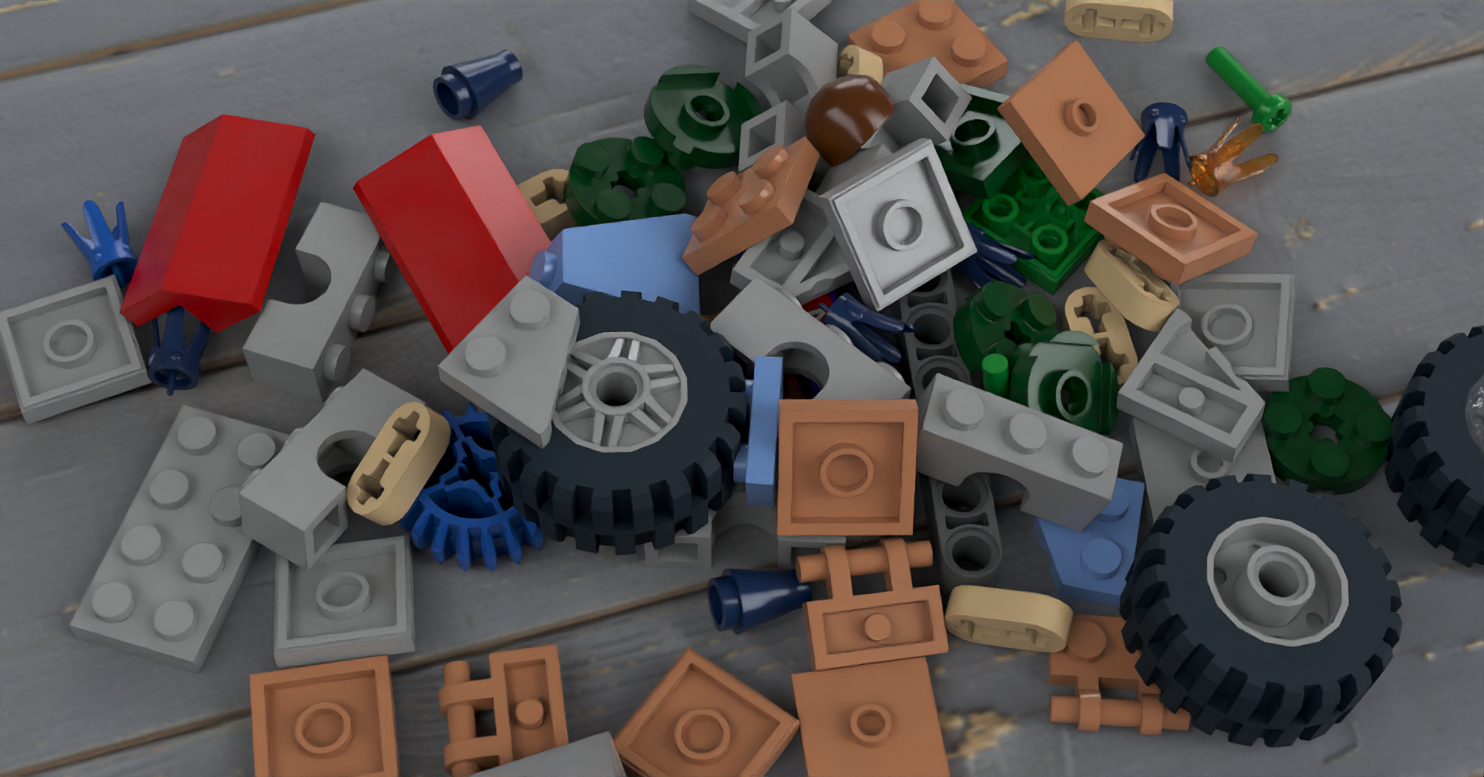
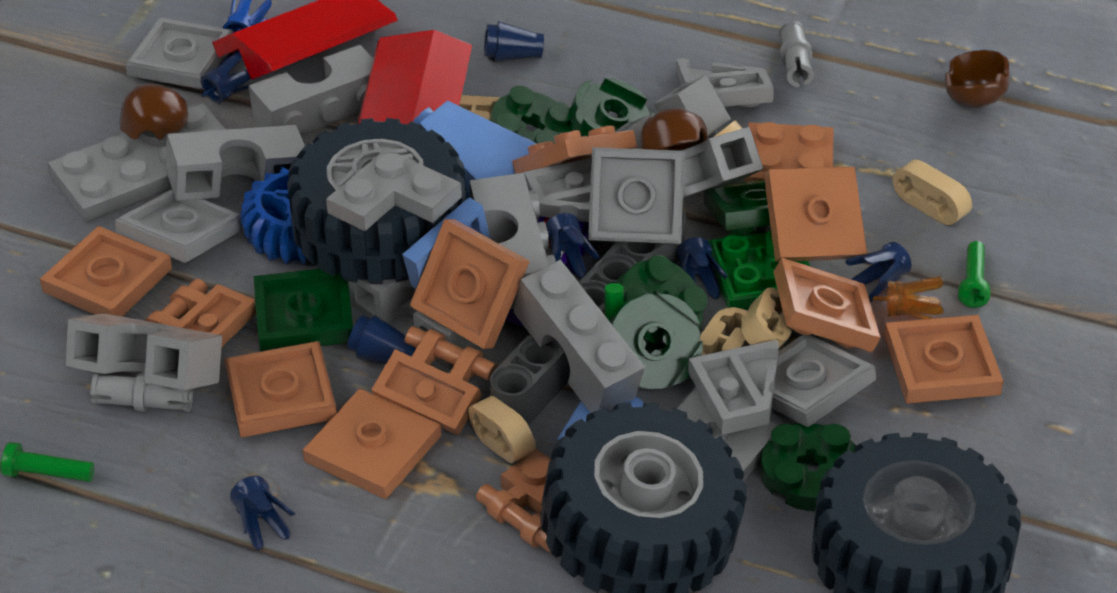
camera: 40 degrees right, 15 degrees down
(157, 467) = (153, 110): none -> reddish brown hair
(398, 463) = (258, 168): tan beam -> none
(517, 359) = (341, 124): light grey wing -> none
(617, 617) = (302, 309): none -> dark green plate
(672, 396) = (393, 182): none -> light grey plate
(1323, 216) = (943, 359): none -> nougat plate

